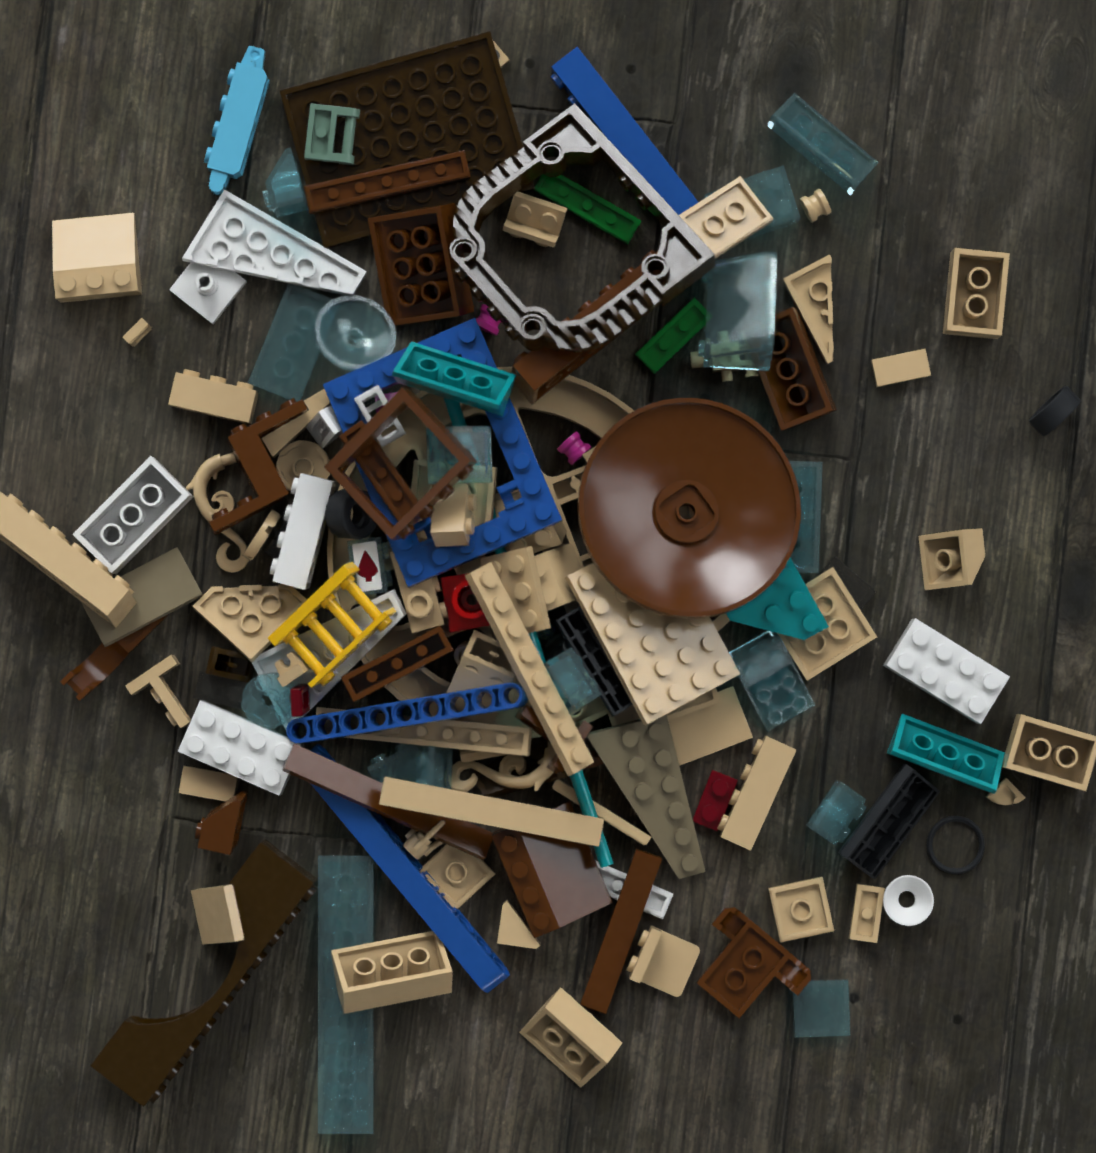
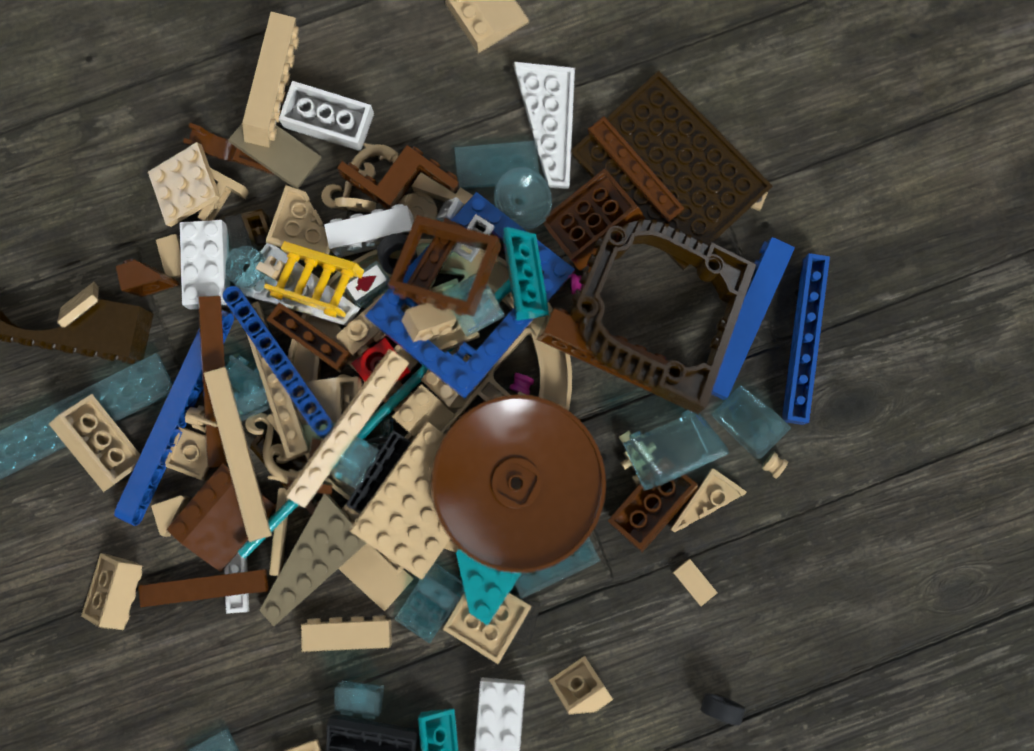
camera: 55 degrees right, 5 degrees down
(130, 725) = (184, 184): none -> tan plate
(137, 332) = (450, 60): tan tile -> none
(207, 289) = (503, 92): white tile -> none
(213, 397) = (433, 129): tan brick -> none
(238, 120) = (624, 54): medium azure hinge -> none
(284, 187) = (597, 102): clear light blue slope -> none
(300, 700) = (253, 285): dark red tile -> none
(322, 133) = (647, 109): sand green plate -> none
(522, 583) = (405, 393): tan plate -> none
(535, 219) = (663, 279): tan bracket -> none
(588, 207) = (690, 311): green tile -> none
(663, 961) = (196, 628): tan bracket -> none
(673, 336) = (633, 413): green tile -> none
(690, 92) = (805, 339): none -> blue brick
(714, 799) = (328, 606): dark red plate -> none
(727, 217) = (735, 406): tan tile -> none
(749, 964) = (222, 692): reddish brown piece -> none
(801, 909) = (280, 708): tan tile -> none
(822, 143) = (819, 447): clear light blue slope -> none
(976, 293) = (775, 609): tan brick -> none

